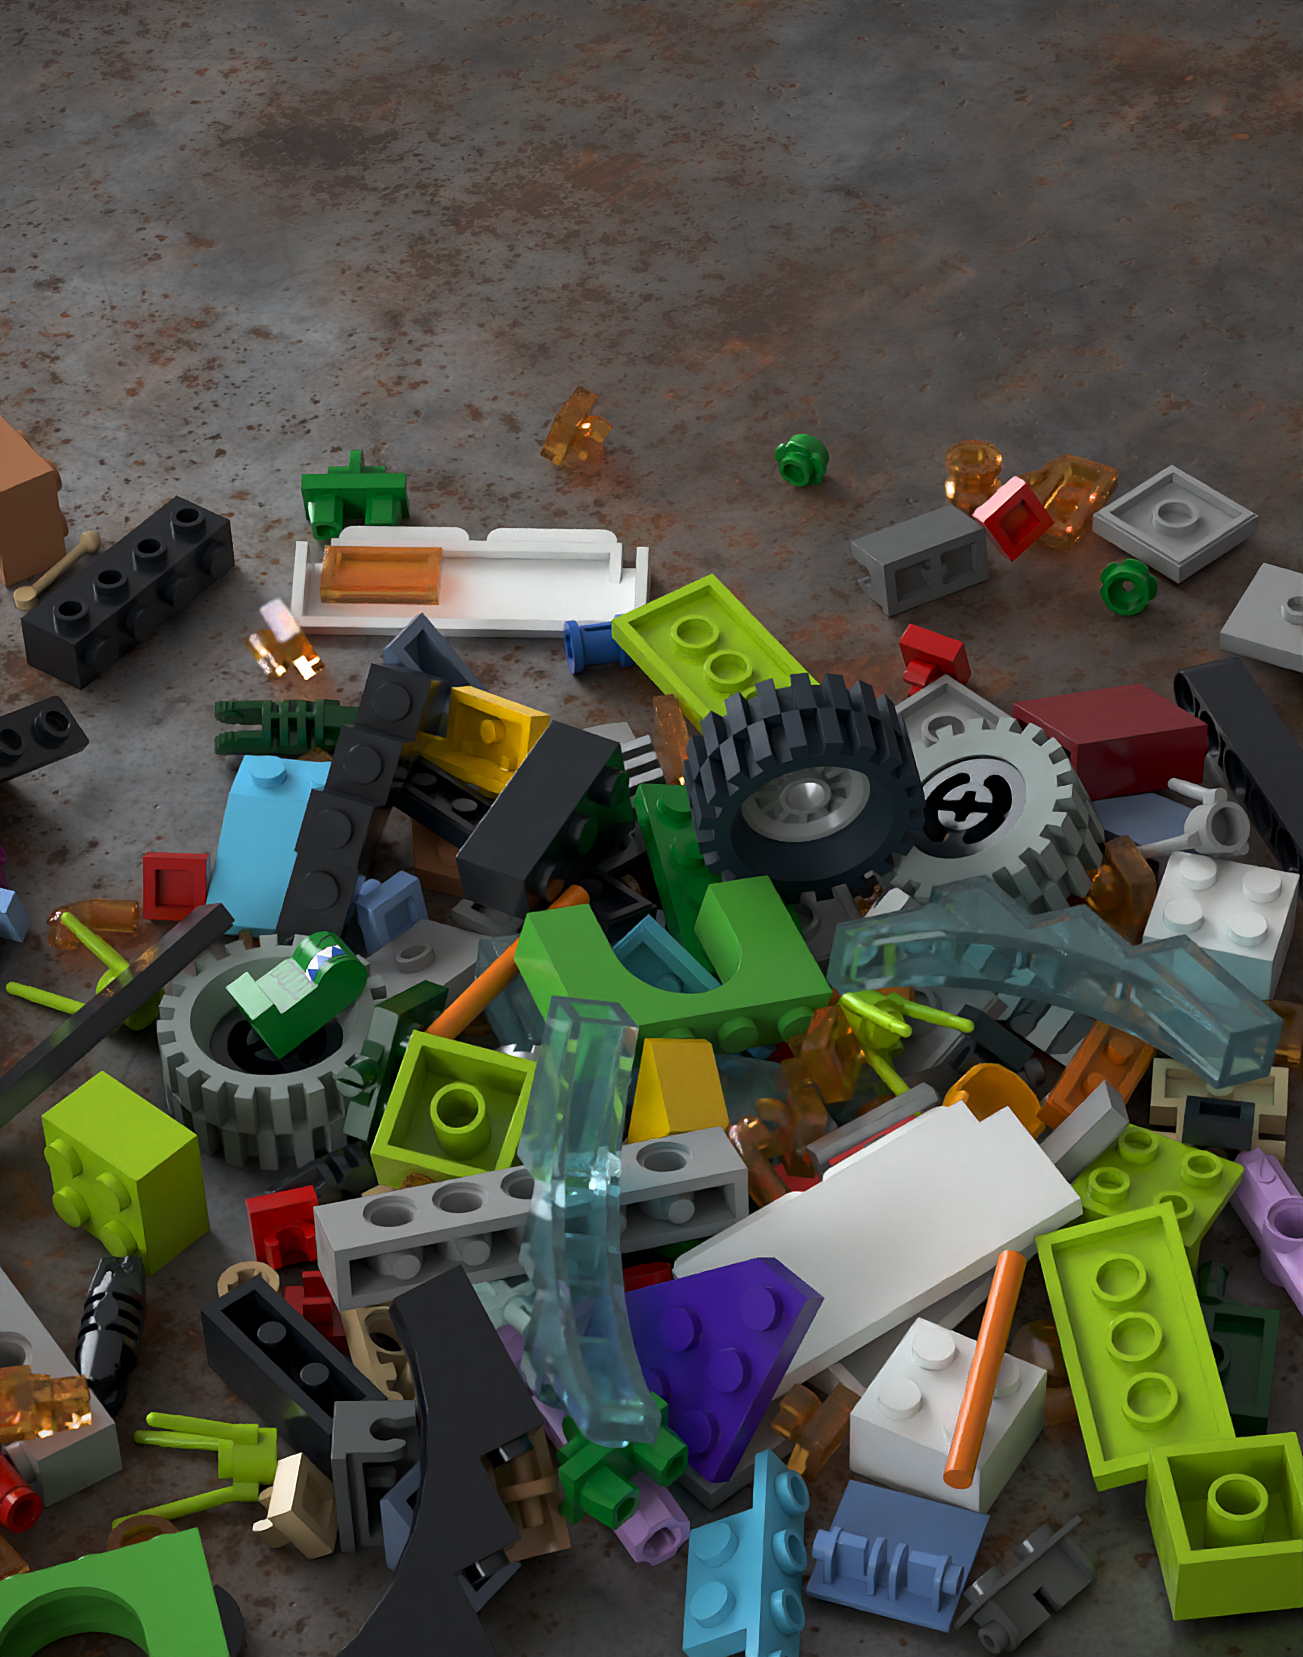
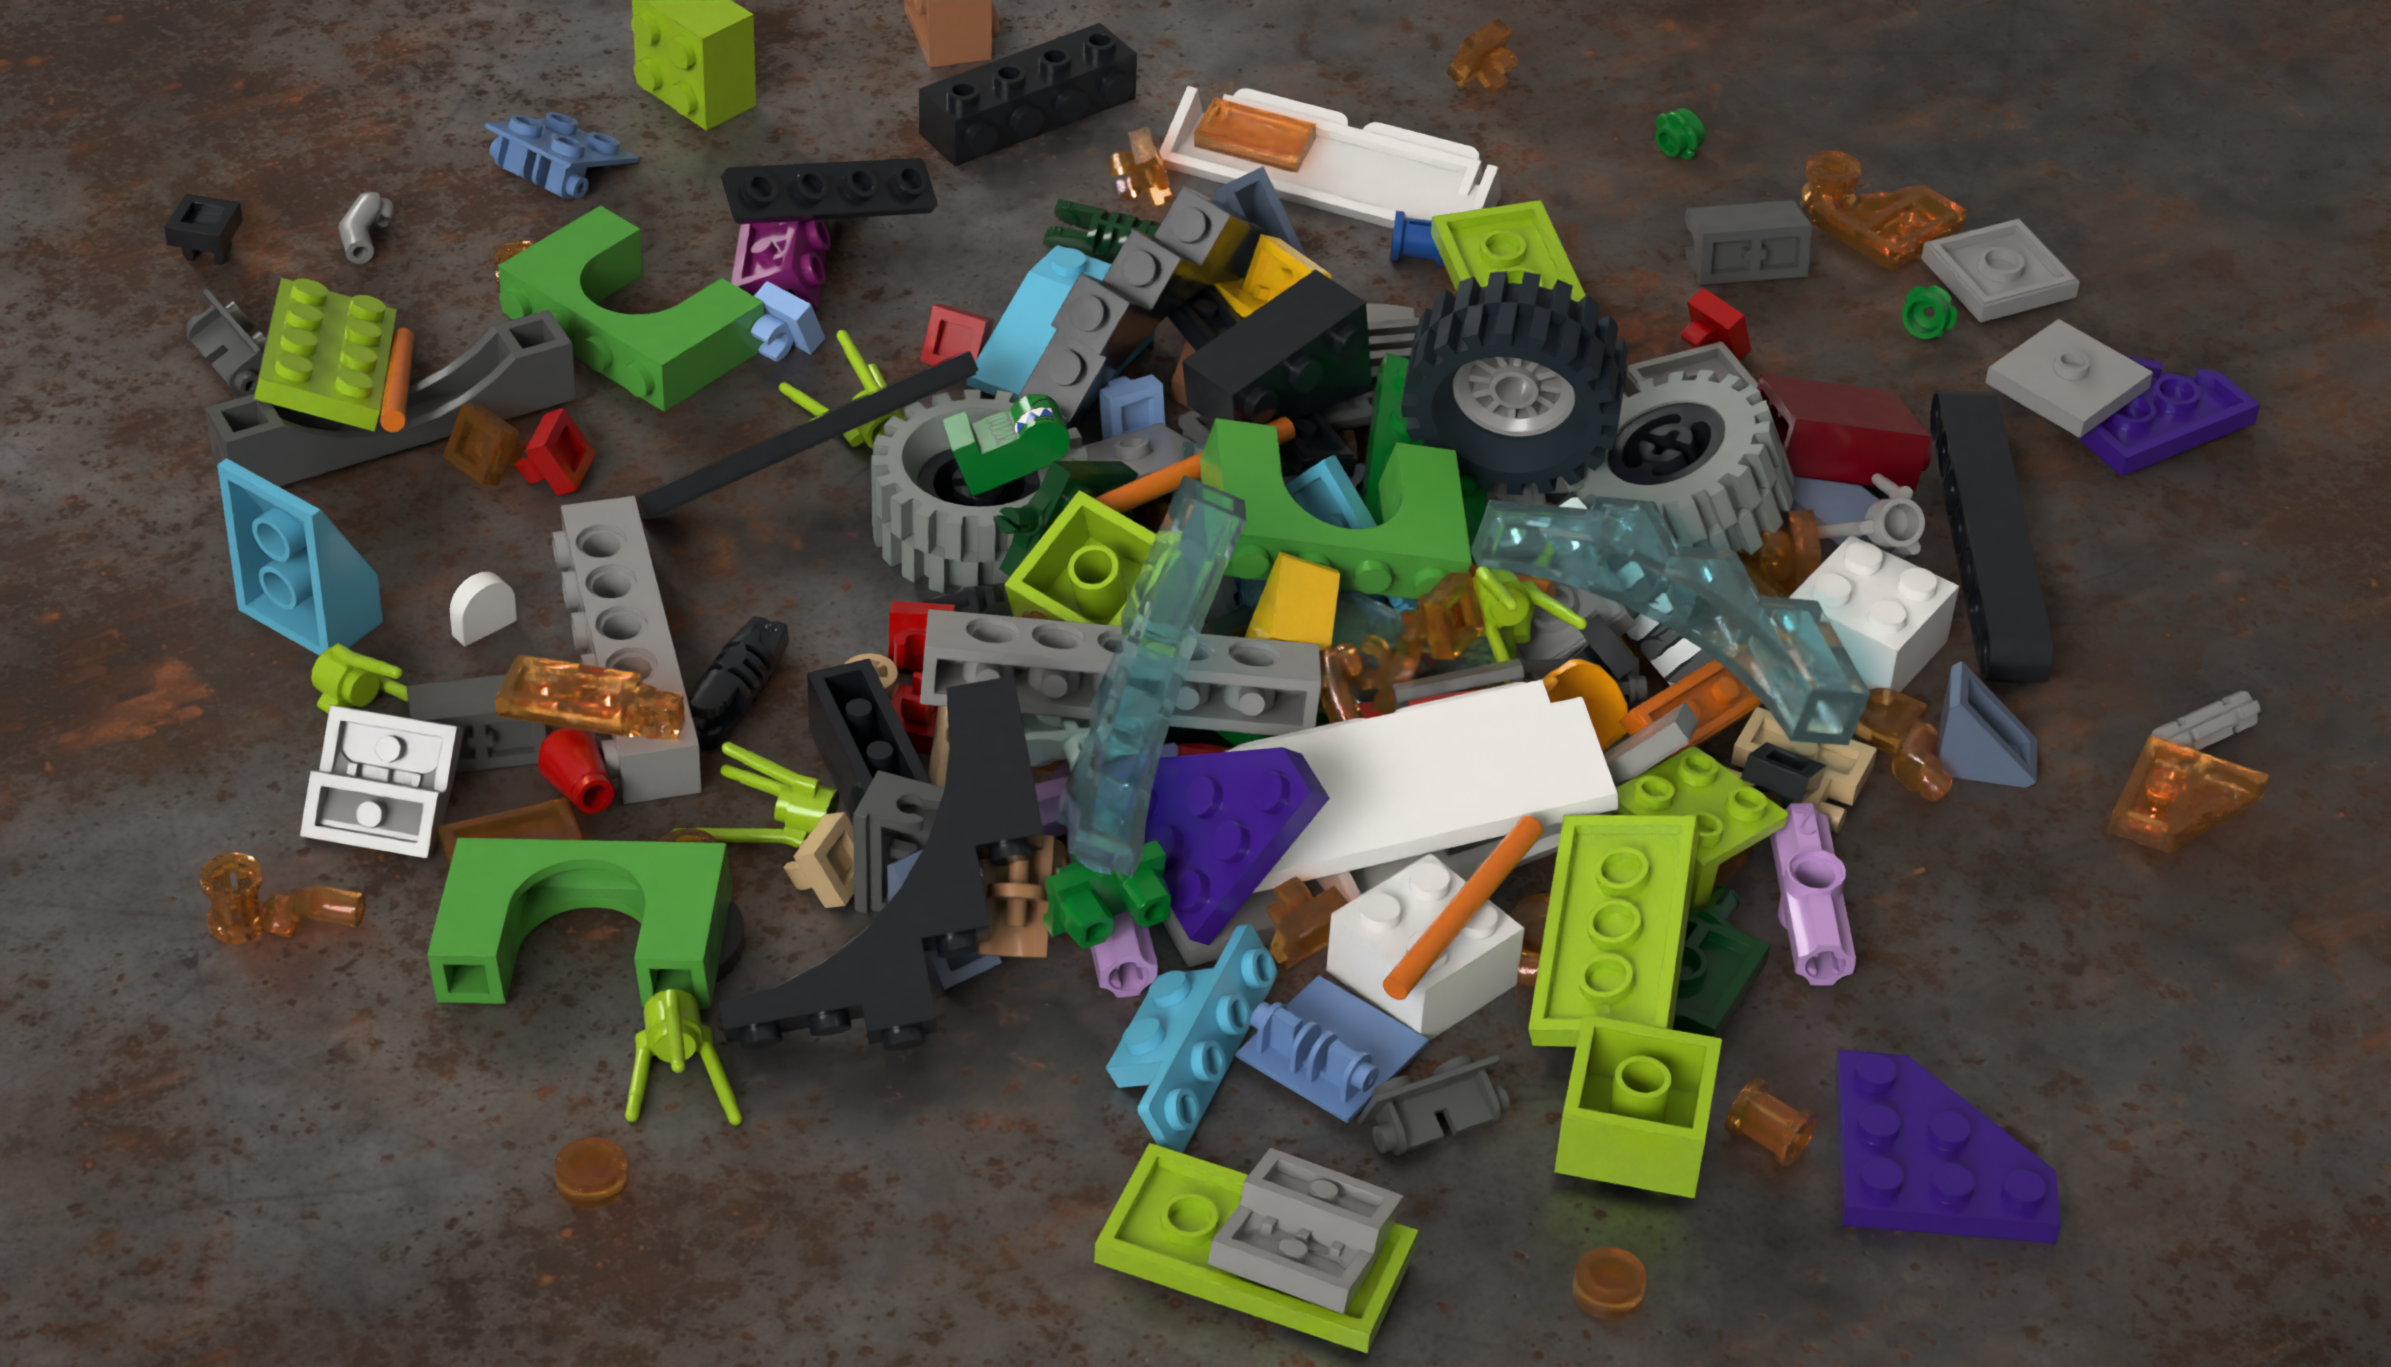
camera: 15 degrees right, 0 degrees up
(27, 596) = (1013, 46): tan hinge -> none
(96, 915) = (878, 347): clear orange arm -> none
(125, 1172) = (800, 551): lime brick -> none
(354, 494) = (1260, 62): green hips -> none
(1013, 518) = (1843, 225): red tile -> none

